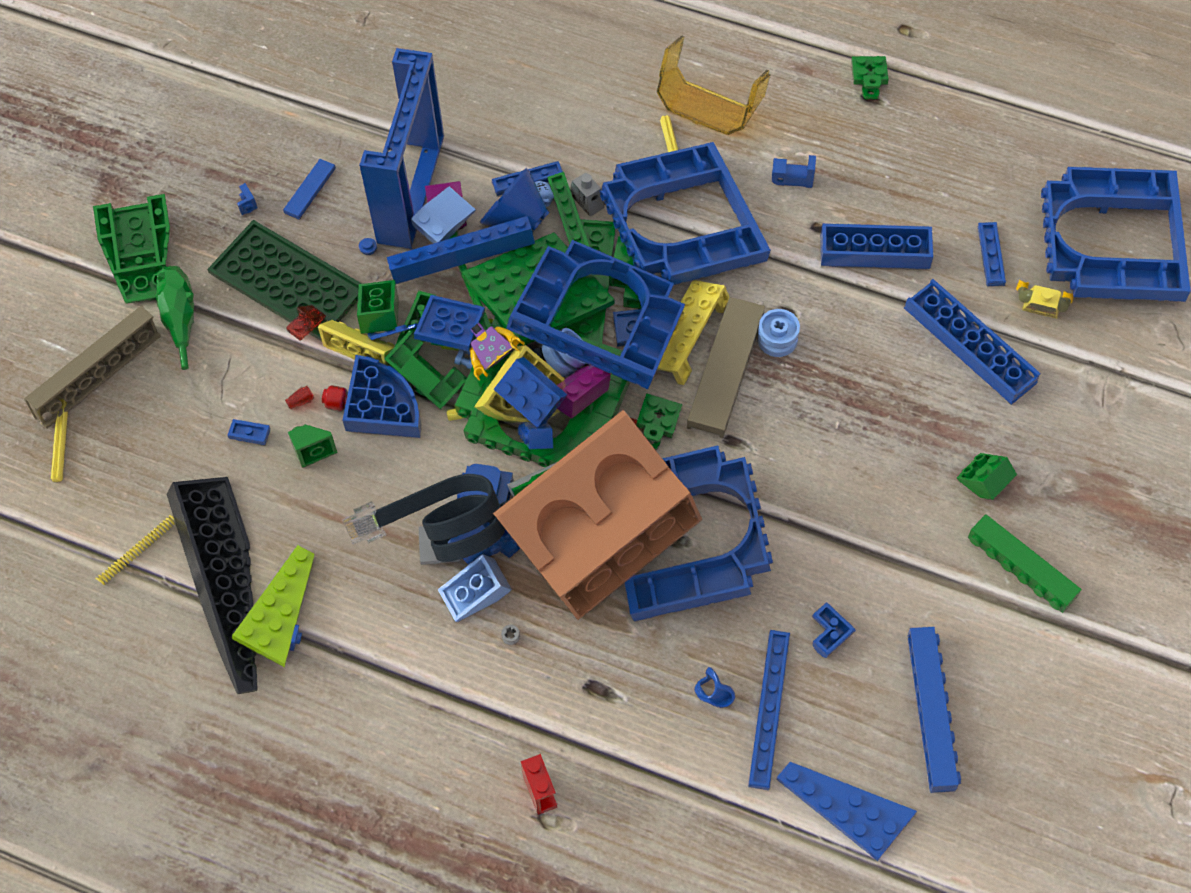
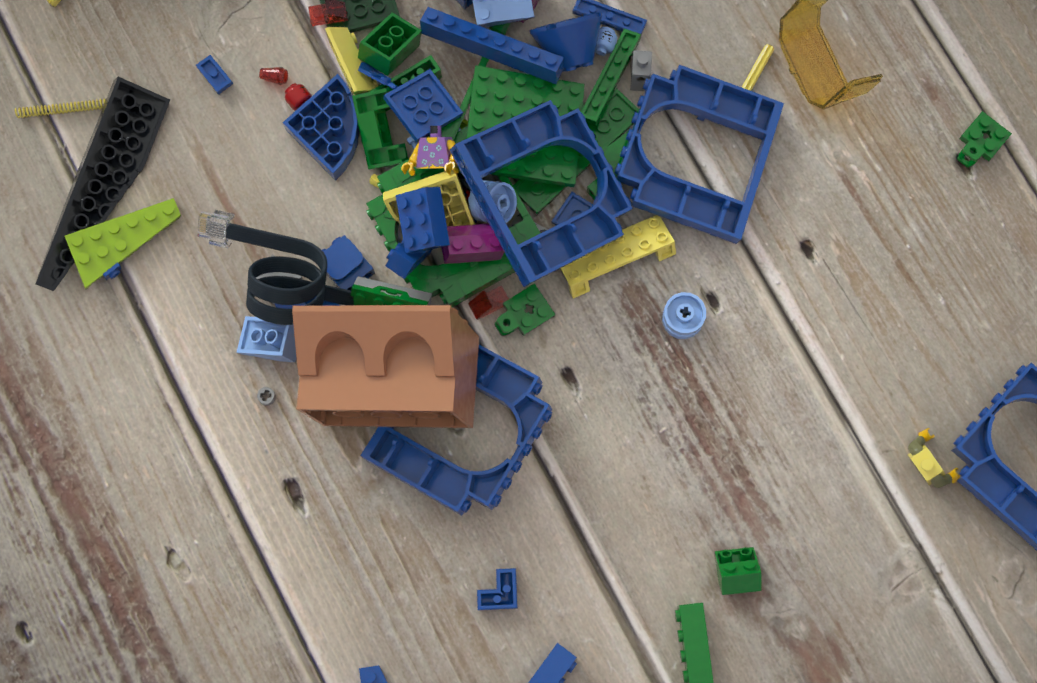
camera: 40 degrees right, 15 degrees up
(311, 444) = (243, 123): green slope -> none
(539, 784) = (181, 531): red panel -> none
(722, 695) = (372, 574): blue piece -> none
(726, 367) = (617, 310): dark tan tile -> none
(769, 710) = (401, 612): blue tile -> none
(794, 174) = (827, 183): blue piece -> none
(876, 246) = (834, 303): blue brick -> none
(971, 343) = (835, 449): blue tile -> none
(991, 254) = (928, 385): blue tile -> none

